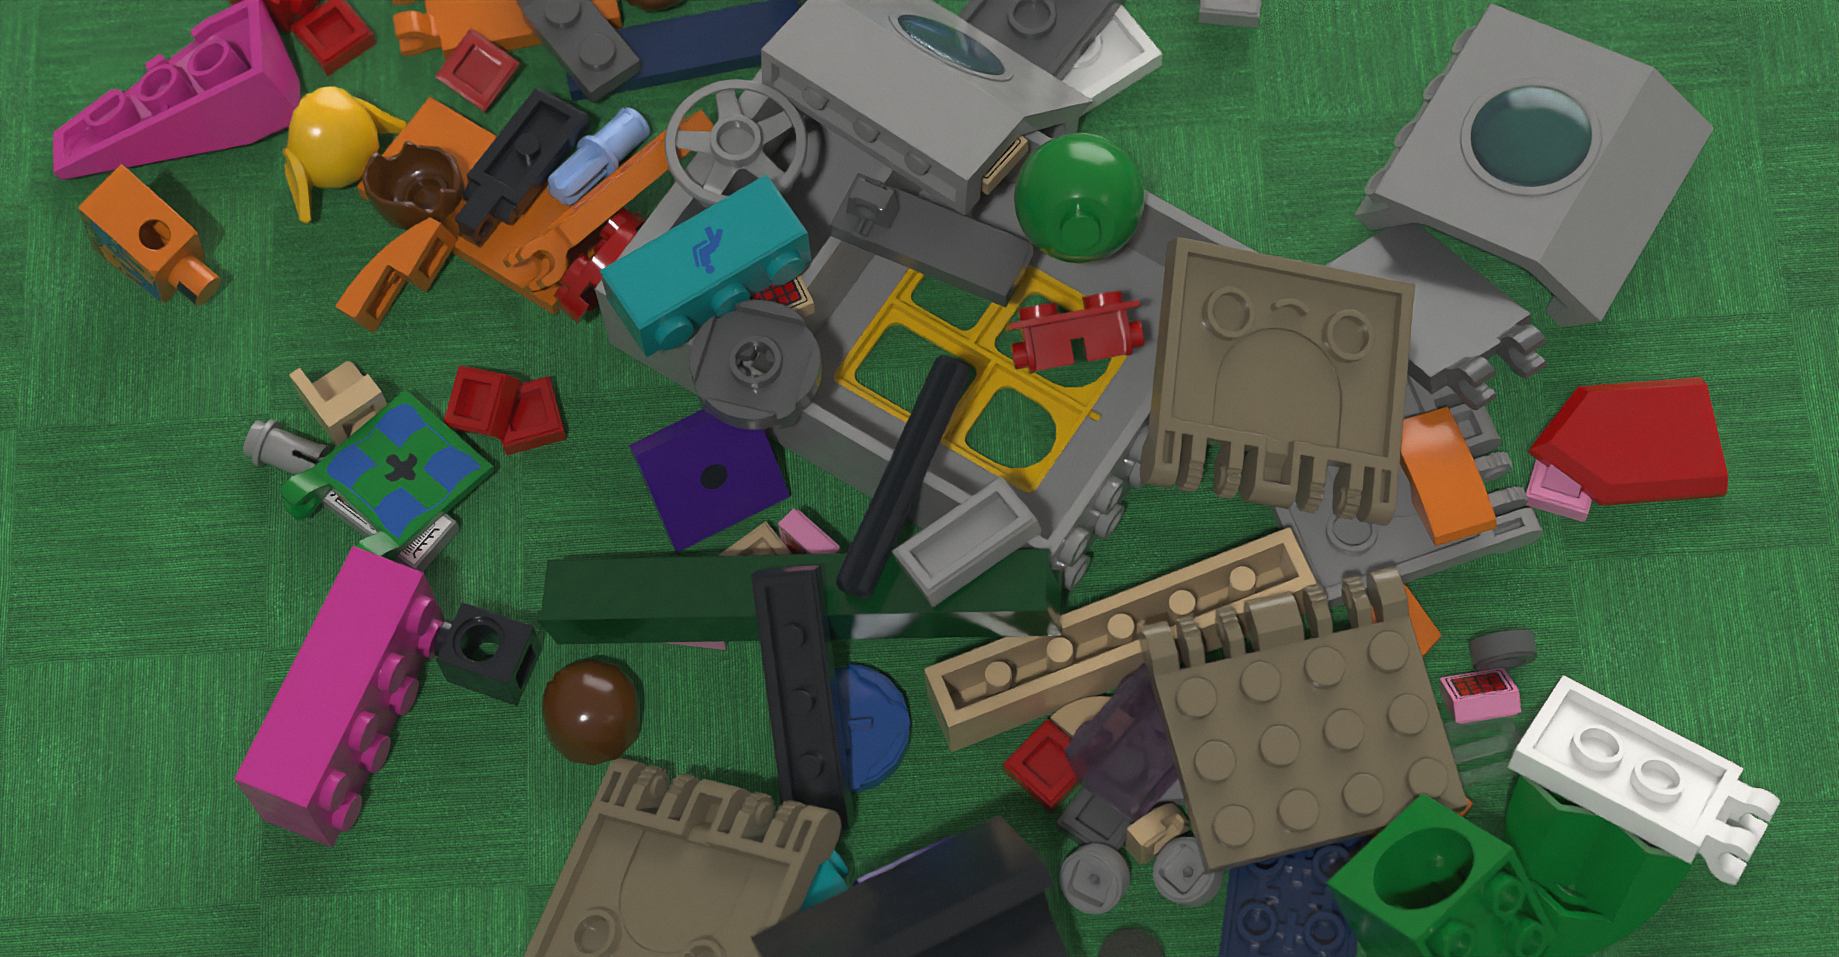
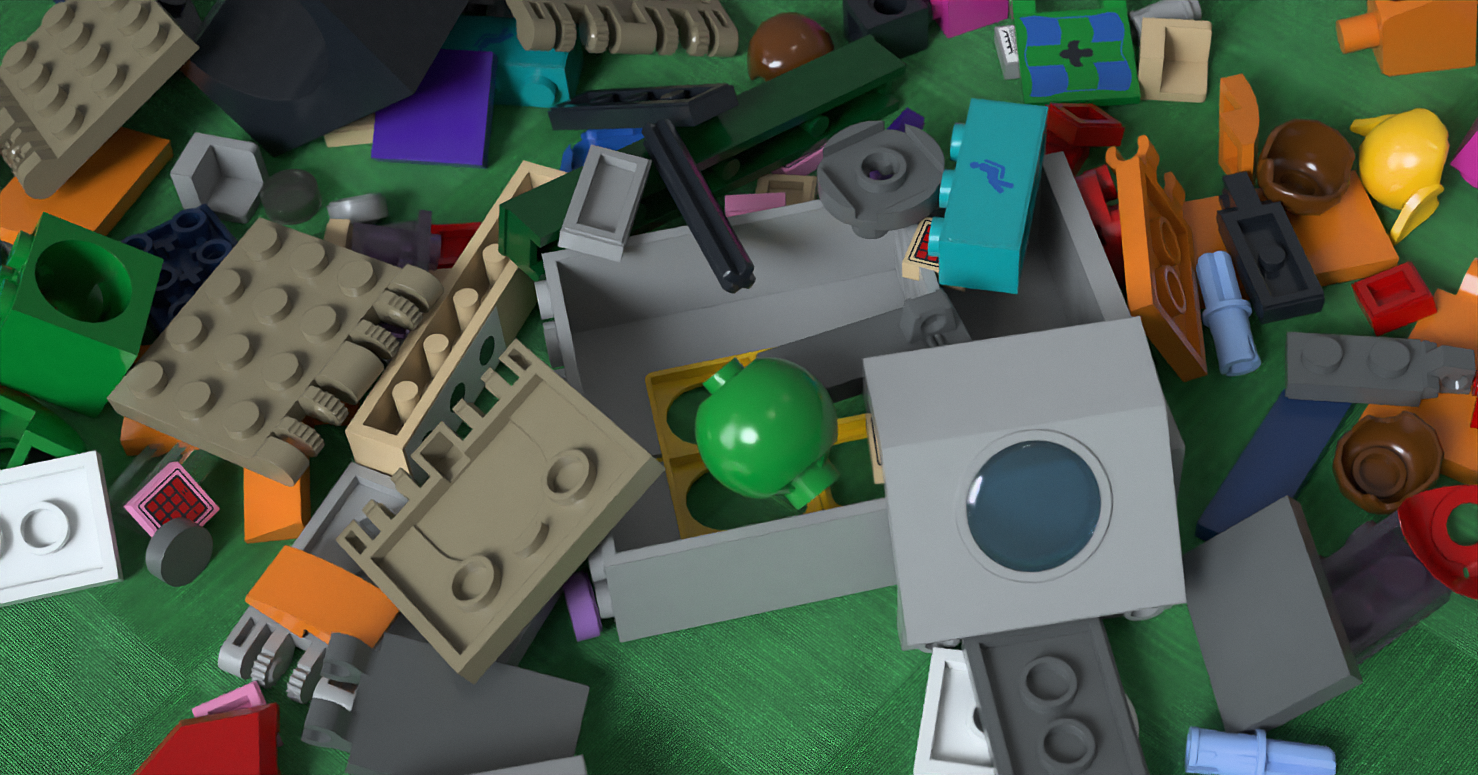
camera: 135 degrees right, 15 degrees down
(734, 141) = (1092, 290): light grey wheel -> none
(1049, 335) = (675, 389): red hinge -> none

